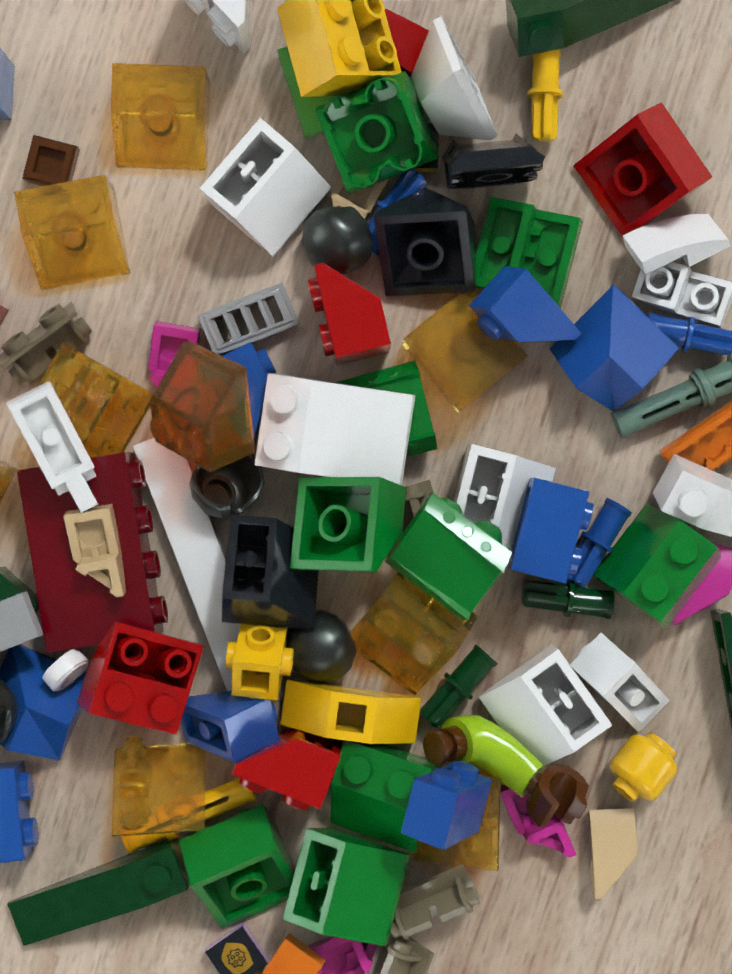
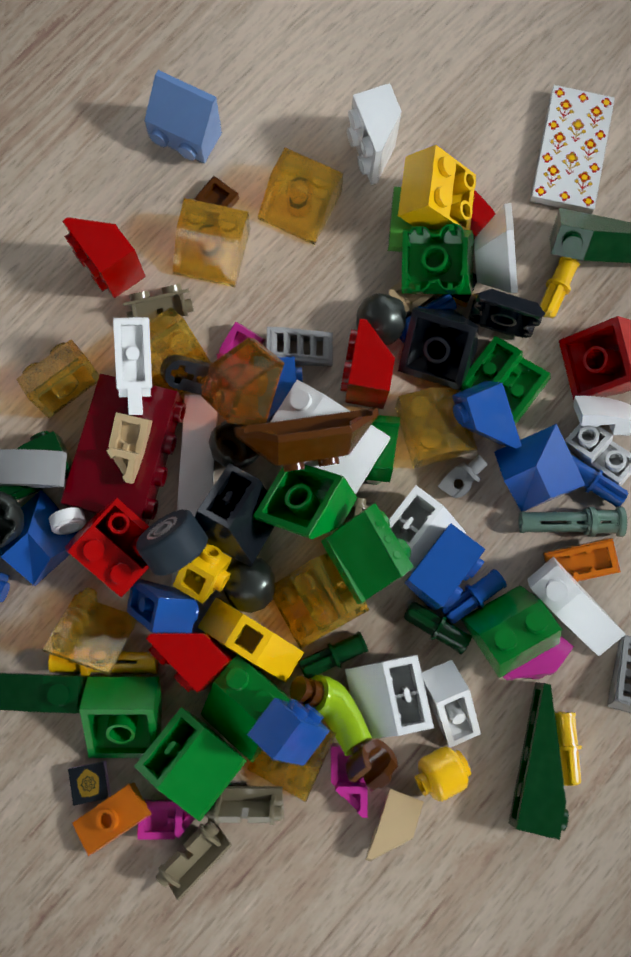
camera: 15 degrees right, 10 degrees down
(131, 414) = (184, 382): none -> black beam
(209, 648) = (172, 542): none -> black wheel
(265, 187) = (348, 265): white slope -> none
(318, 448) = (308, 438): none -> reddish brown wedge
(526, 393) = (466, 473): none -> light grey piece

